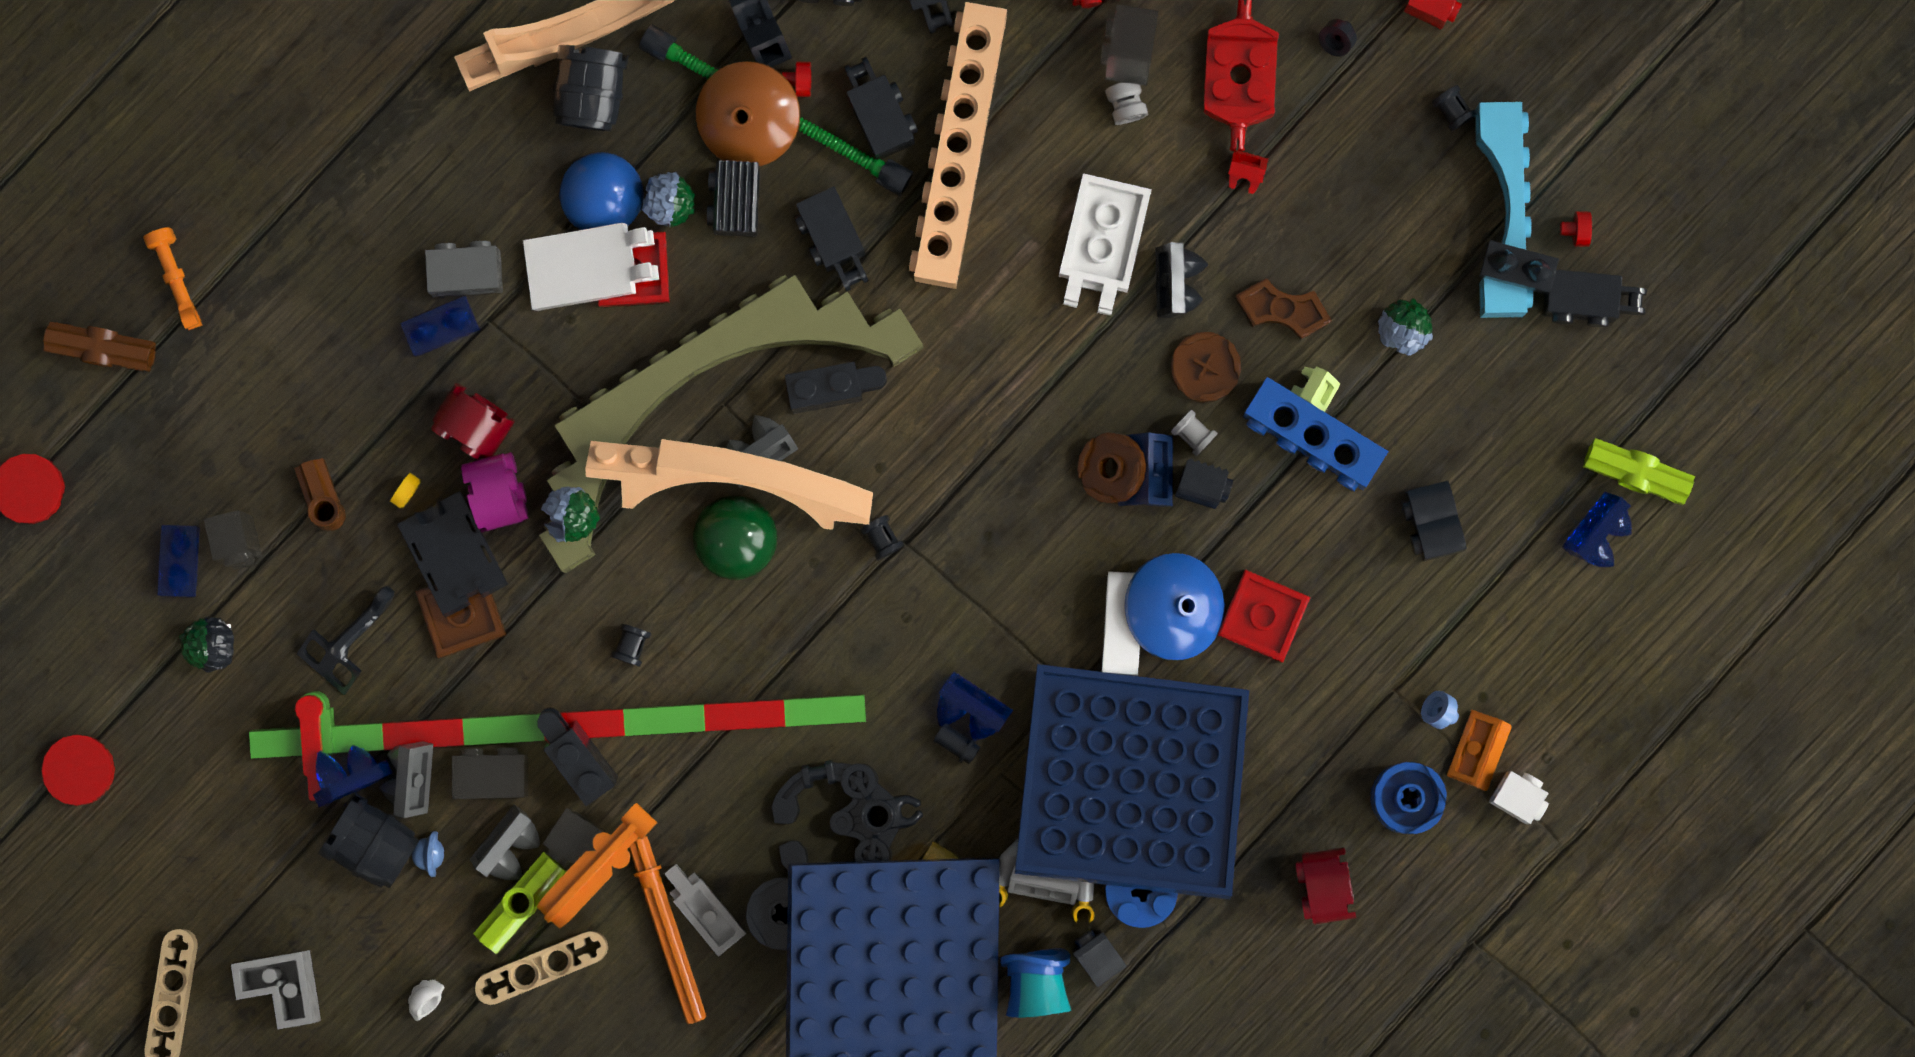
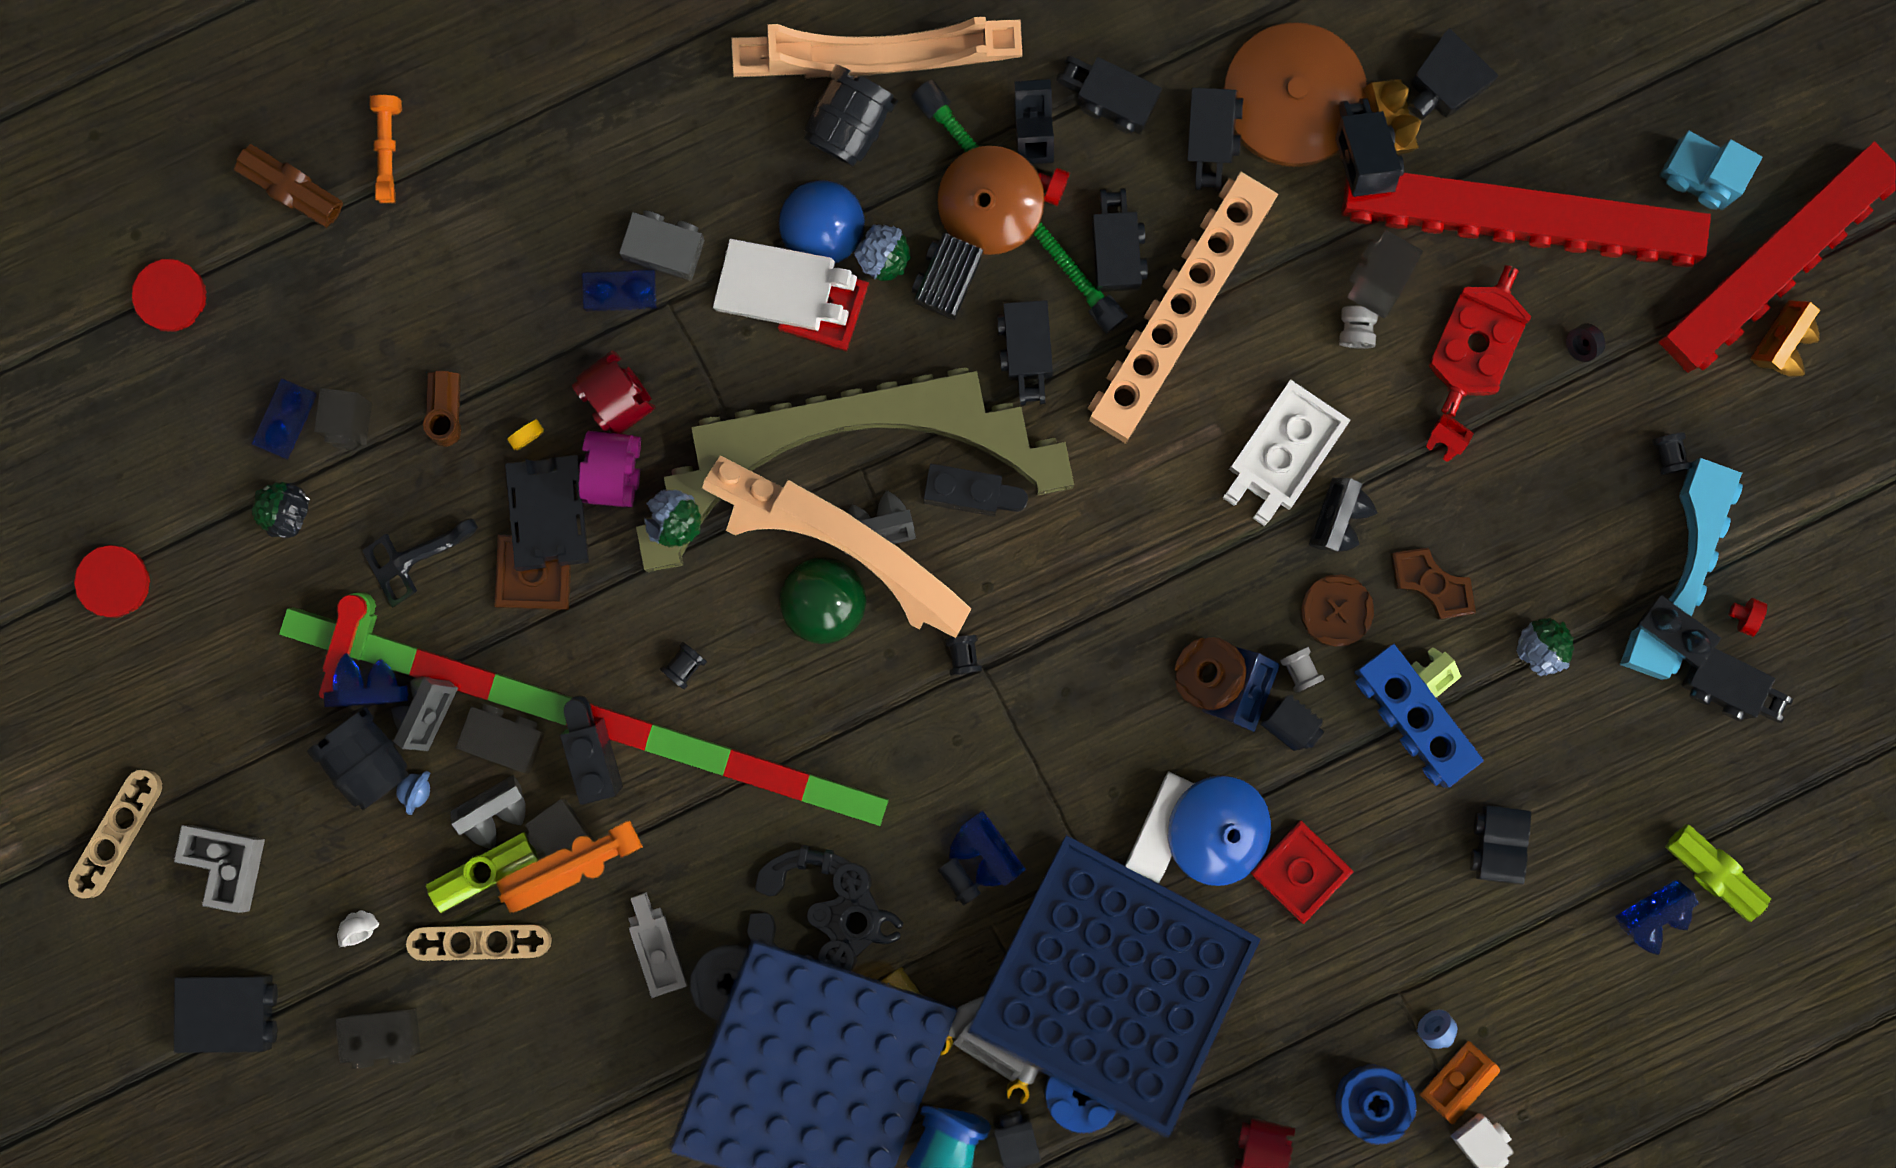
camera: 15 degrees right, 0 degrees up
(667, 930) = (612, 954): orange axle -> none

